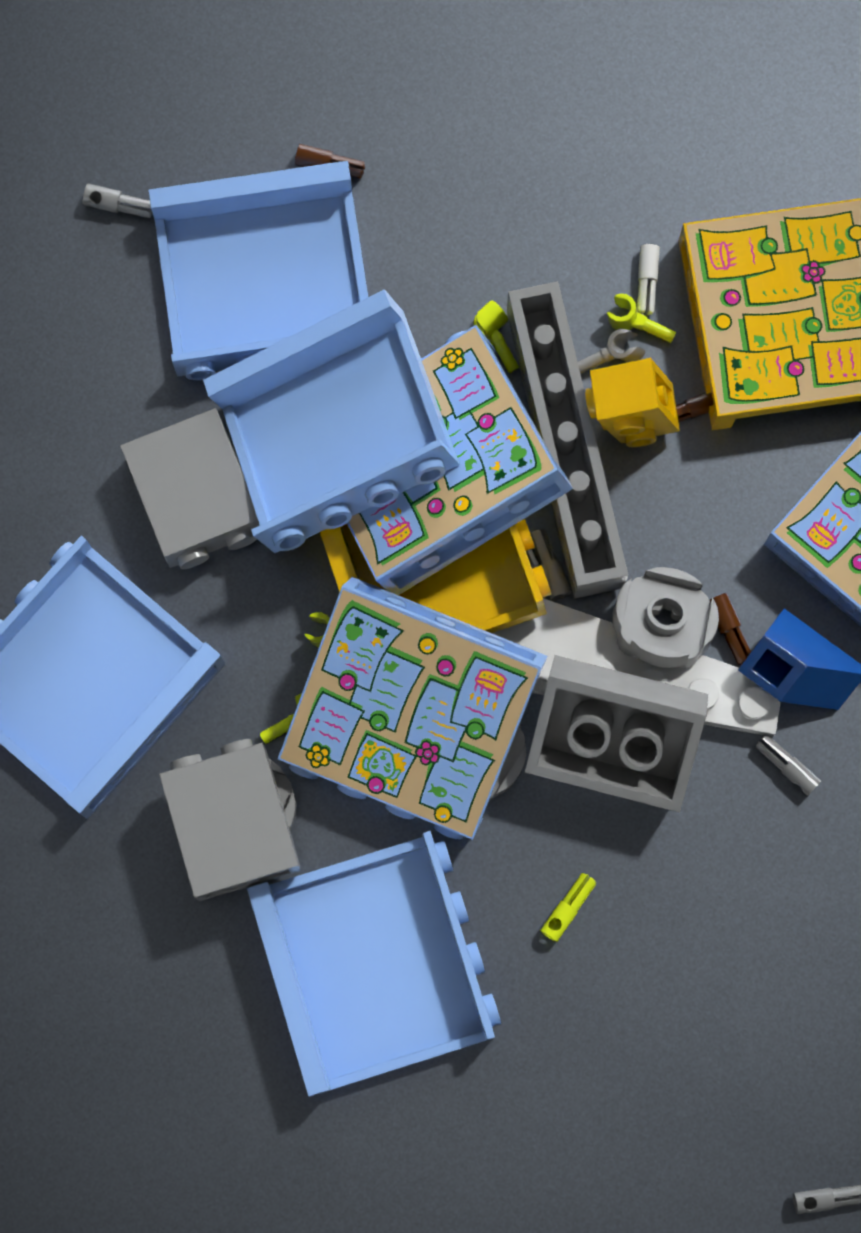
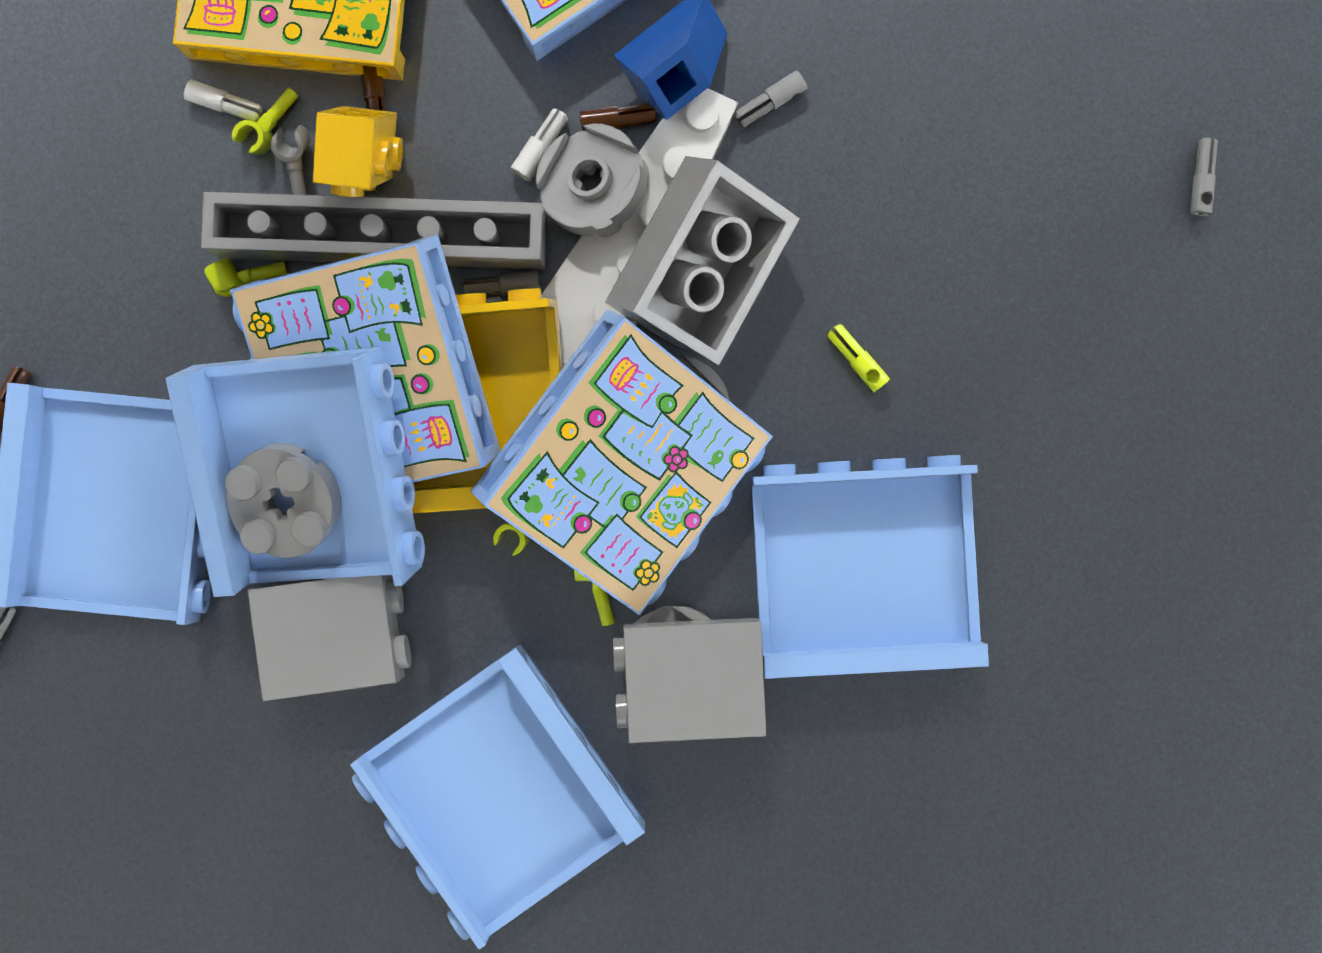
camera: 75 degrees left, 10 degrees up
(281, 401) = (258, 519): none -> light grey plate
(678, 560) = (530, 156): none -> white pin

